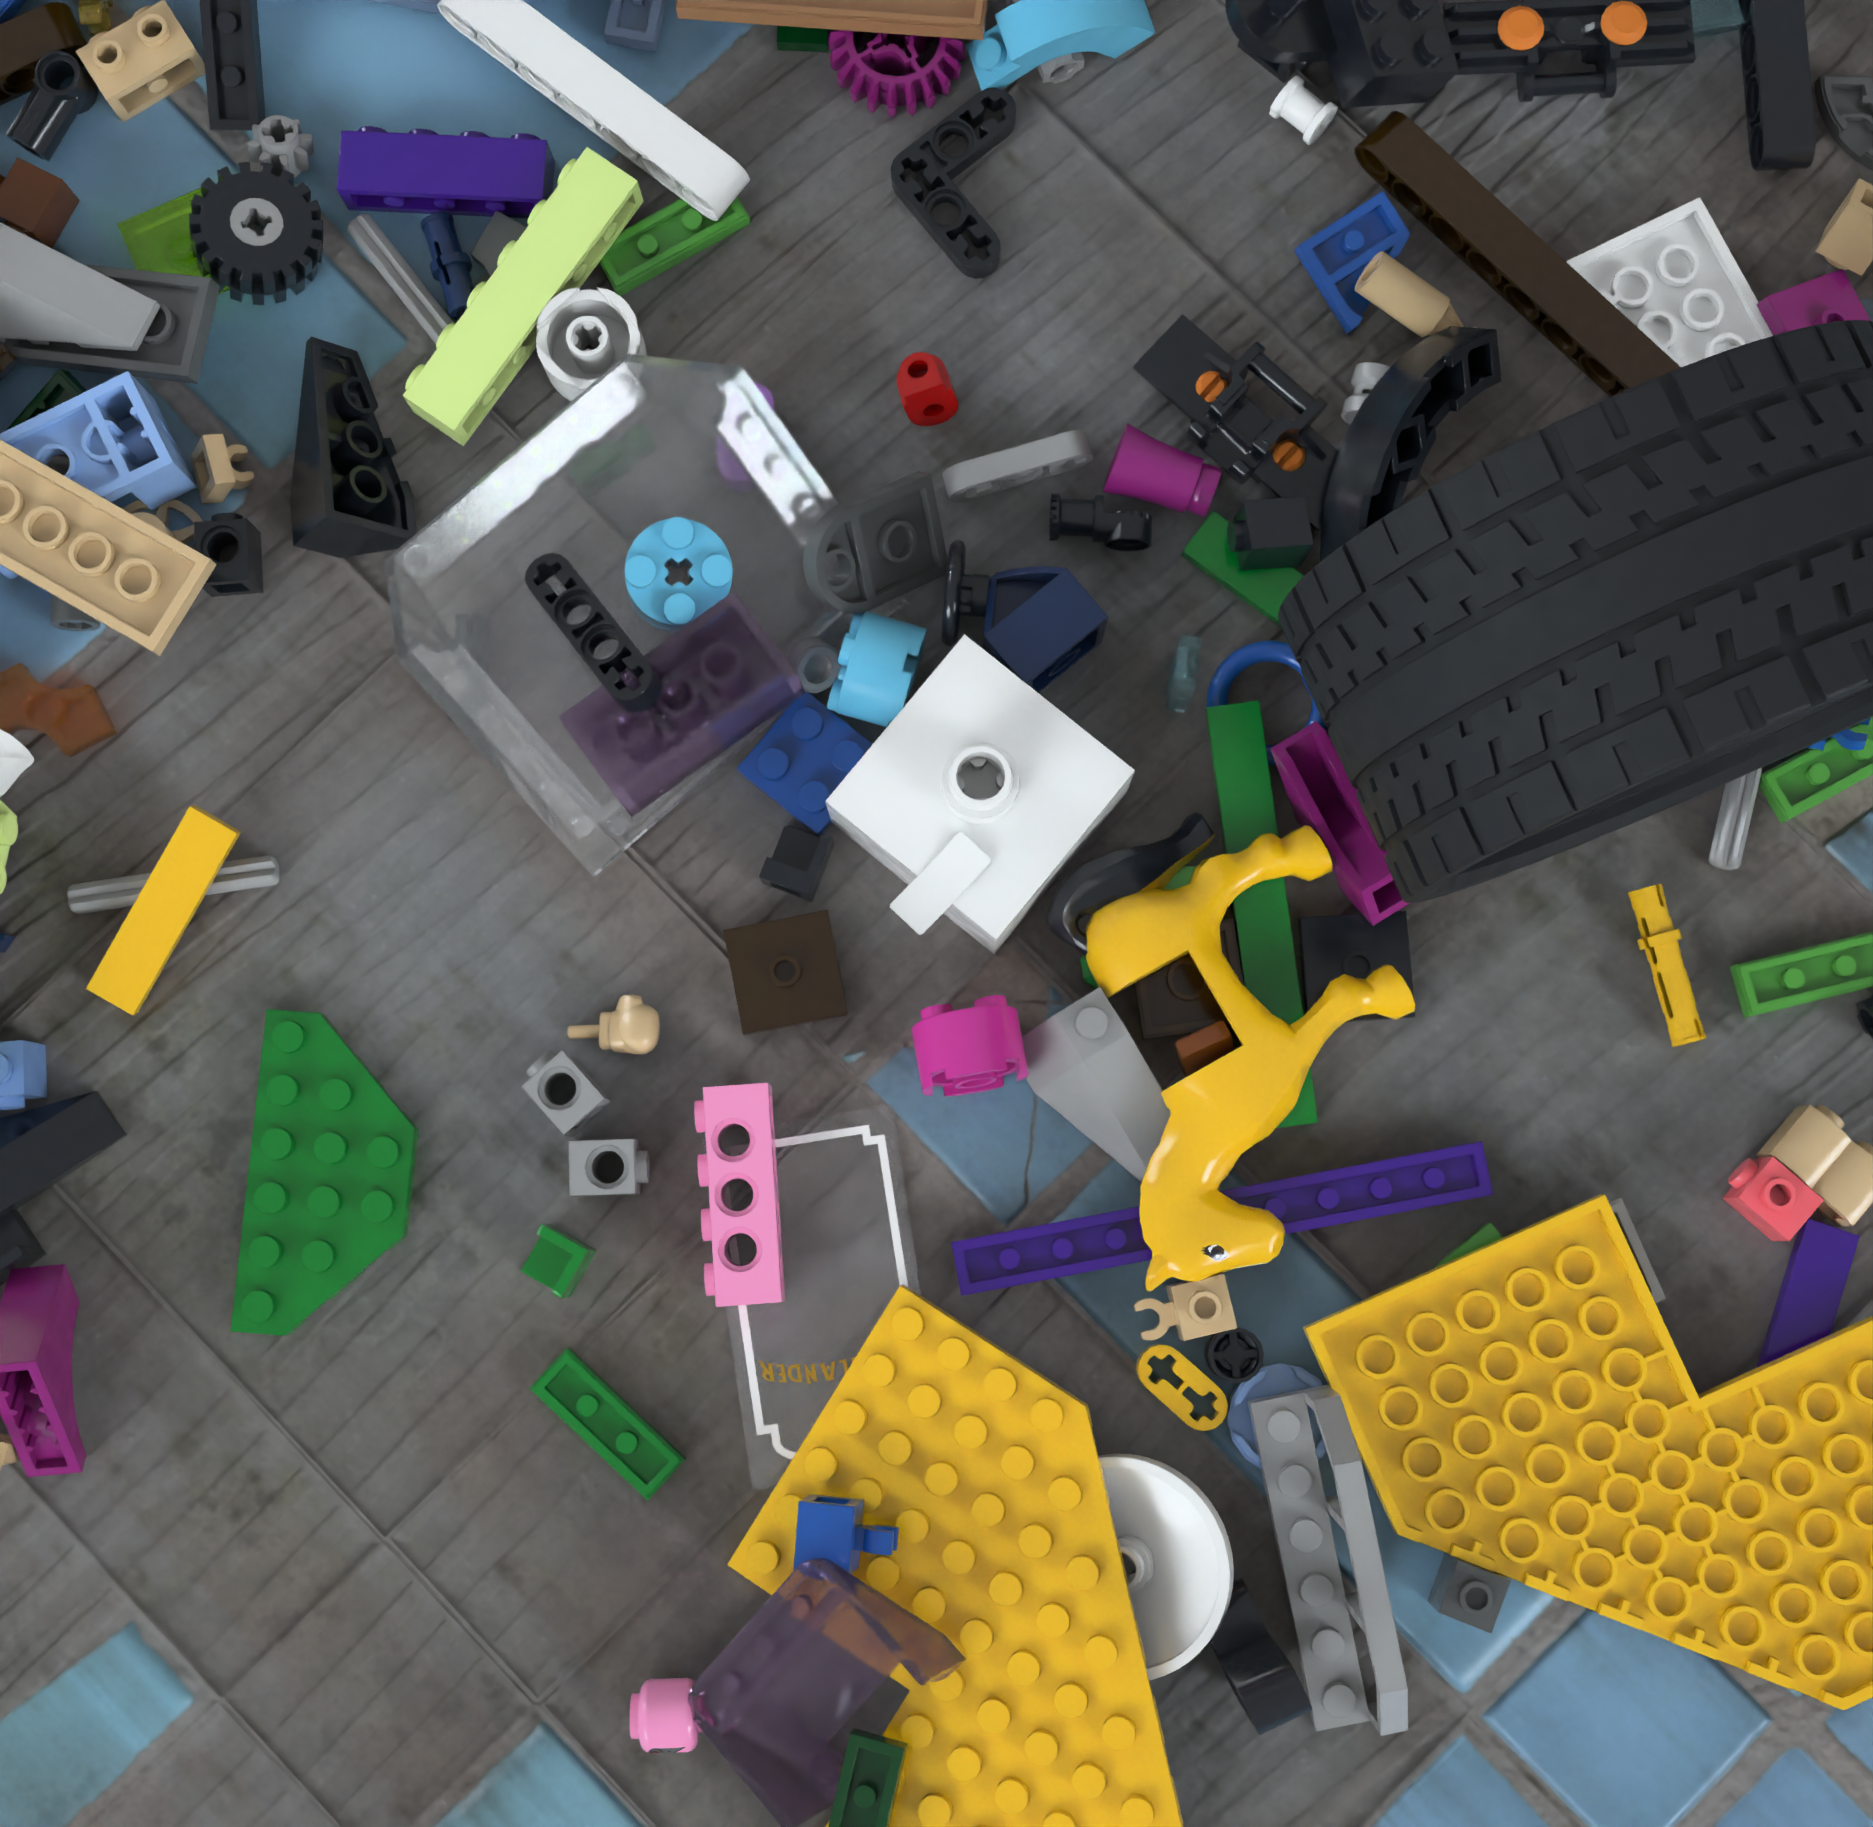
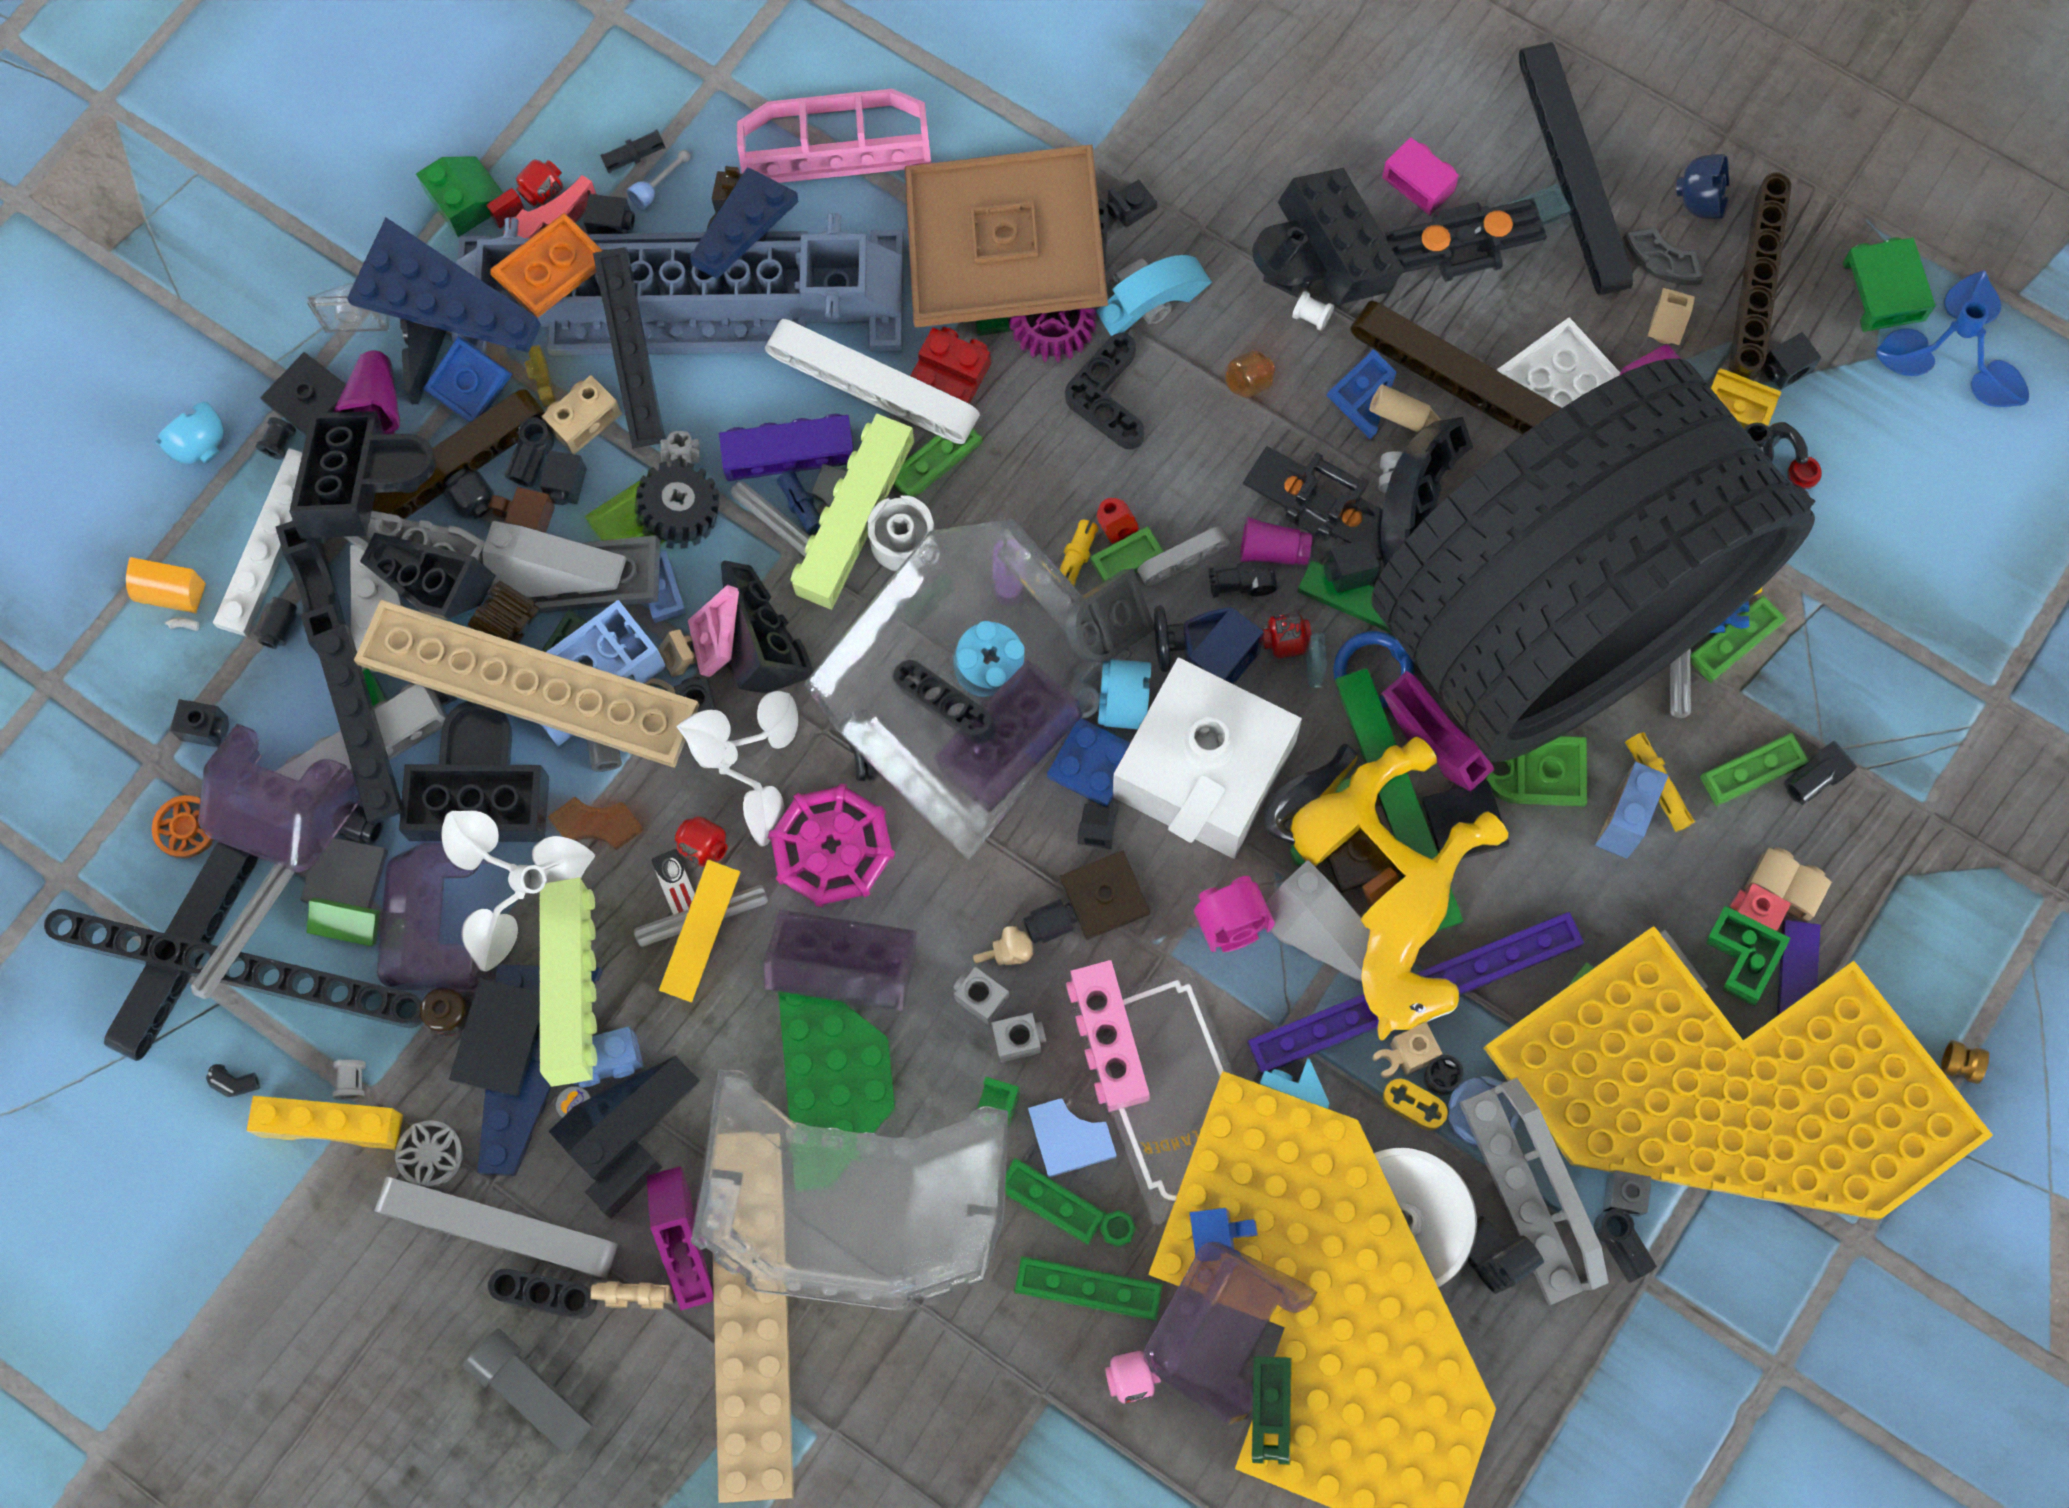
camera: 10 degrees left, 10 degrees down
(94, 156) = (563, 477): none -> black brick
(130, 1506) = (751, 1391): none -> tan plate
(144, 820) = (674, 881): none -> sticker
(192, 770) = (701, 840): none -> red head
(218, 626) = (707, 739): none -> white plant
(220, 373) = (669, 597): none -> medium blue plate
(273, 446) = (713, 631): none -> bright pink wing
(277, 1376) = (847, 1209): none -> clear windscreen
(360, 999) = (840, 959): none -> clear purple brick
(368, 793) = (848, 855): none -> dark pink plate
(635, 1565) = (1088, 1288): none -> green tile
(651, 1337) = (1067, 1140): none -> light blue tile
(693, 999) = (1050, 921): none -> black brick
(696, 1486) = (1118, 1228): none -> green tile
(725, 90) = (952, 363): none -> red plate
(855, 428) = (1078, 550): none -> yellow pin
(931, 446) = (1126, 554): none -> bright green tile
(1021, 1338) = (1307, 1088): none -> medium azure slope
(1148, 623) = (1287, 635): none -> red head
(1182, 193) = (1250, 374): none -> clear orange head
(1447, 1668) = (1626, 1247): none -> black piece
(1497, 922) = (1546, 775): none -> bright green tile
(1614, 1007) = (1631, 810): none -> medium blue brick
(1753, 1266) = (1755, 949): none -> green brick

